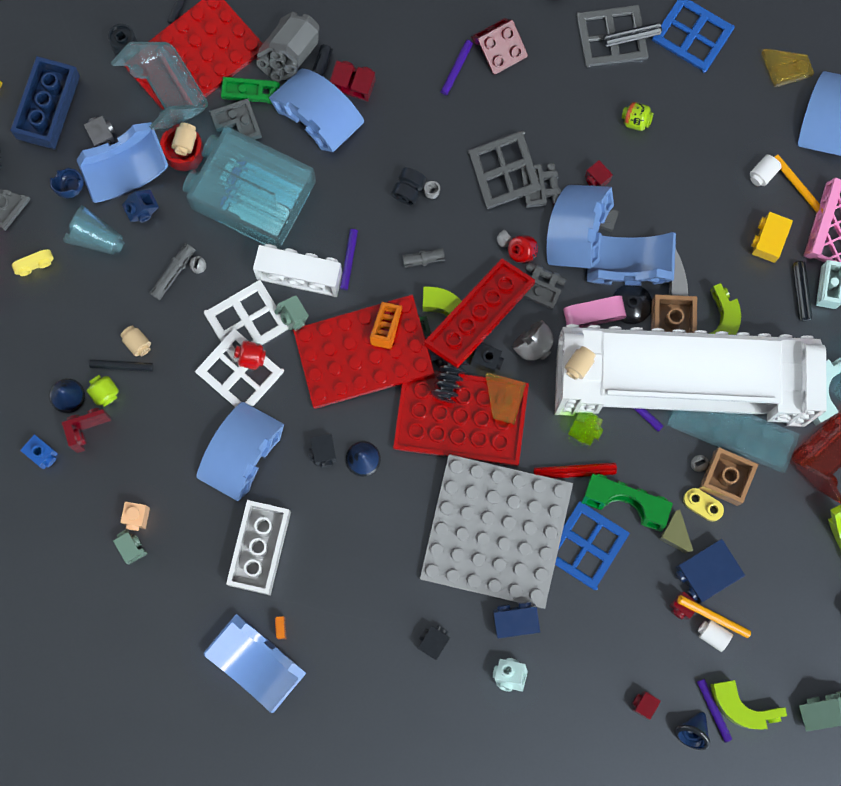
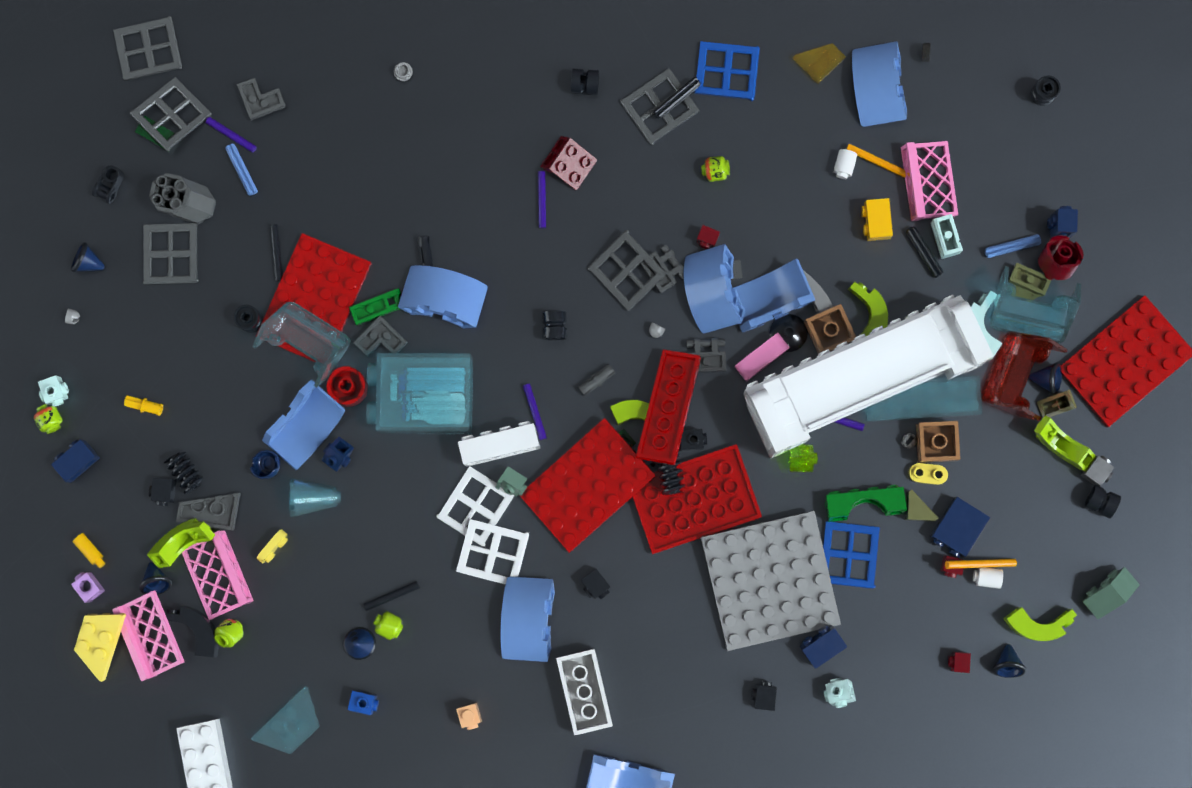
camera: 15 degrees left, 5 degrees up
(45, 102) = (211, 405): dark blue brick -> none
(77, 423) = (388, 676): dark red bracket -> none
(100, 131) = (270, 407): flat silver brick -> none
(129, 546) = (477, 743): sand green brick -> none
(135, 341) = (393, 570): tan brick -> none
(175, 267) = (393, 496): dark grey pin -> none
(184, 139) = (348, 381): tan brick -> none
(200, 267) = (414, 477): light grey hinge -> none
(250, 355) = (495, 535): red head -> none
(280, 627) = (635, 747): orange tile -> none
(288, 46) = (391, 254): dark grey brick -> none
(353, 81) = (460, 256): dark red piece -> none
(363, 458) = (631, 574): dark blue hat -> none
(385, 338) = (597, 471): orange slope -> none
(428, 188) = (570, 318): light grey hinge -> none
(504, 397) = (723, 466): clear yellow wing -> none
(523, 248) = (676, 332): red head -> none
(535, 342) = (725, 407): light grey cylinder -> none
(576, 470) = (811, 497): red axle -> none
(580, 363) = (776, 417): tan brick -> none
(714, 710) = (1017, 638): dark purple bar -> none

